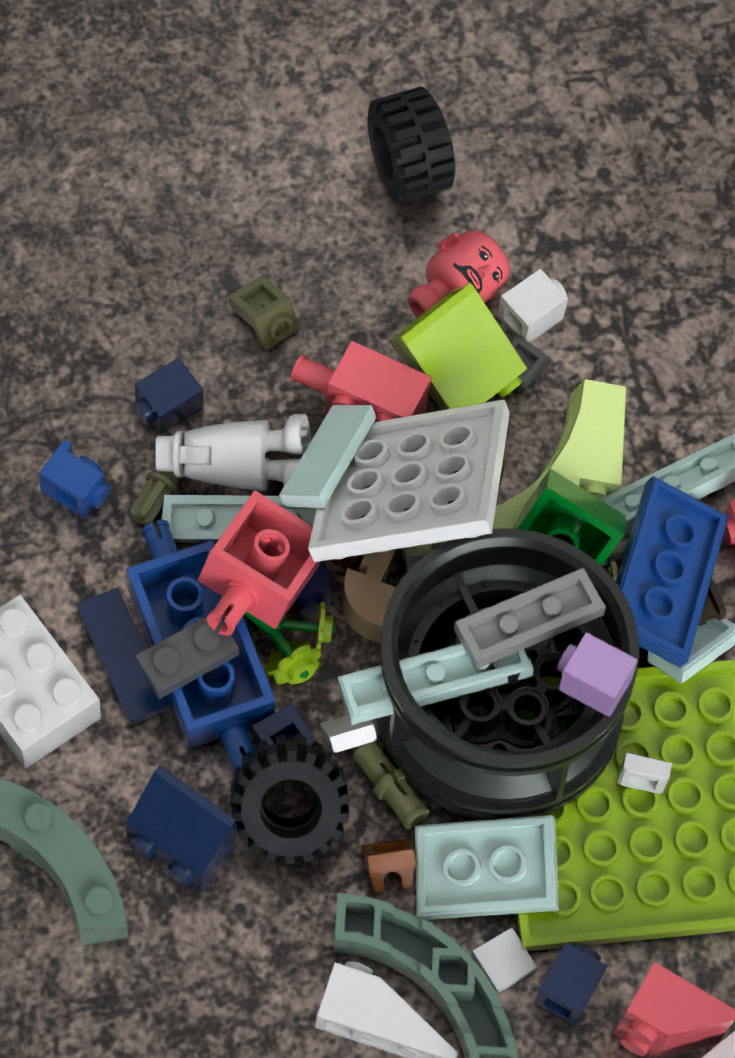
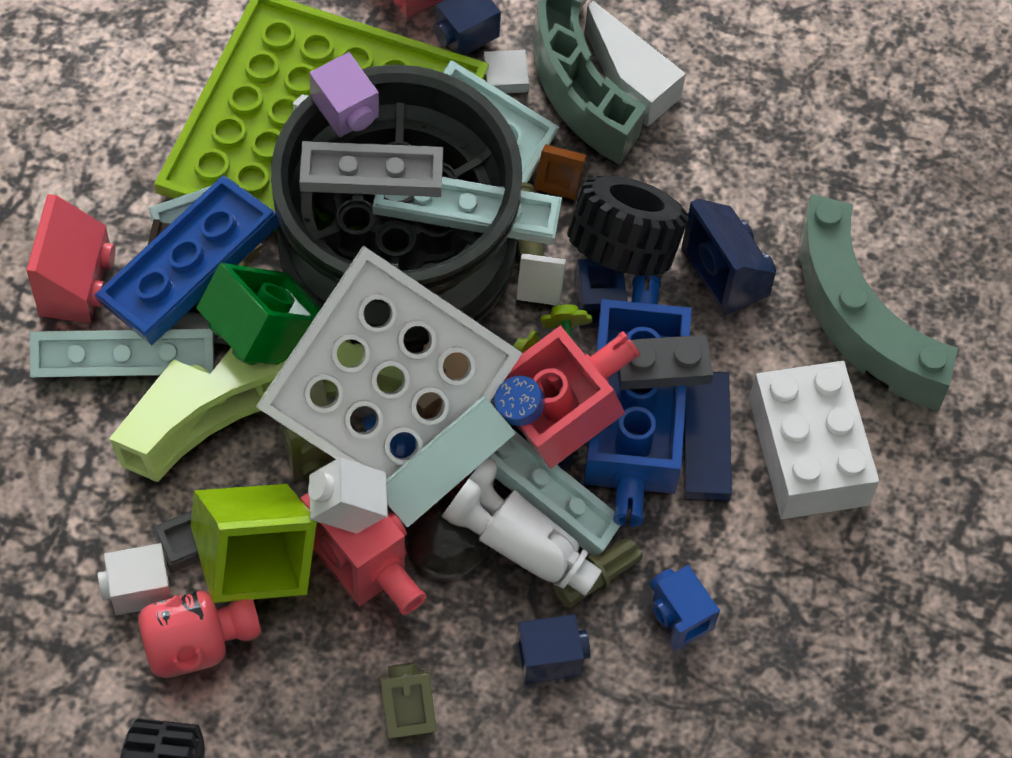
camera: 150 degrees left, 5 degrees down
(290, 517) = (519, 400): none -> blue tile
(387, 366) = (348, 495): none -> white brick

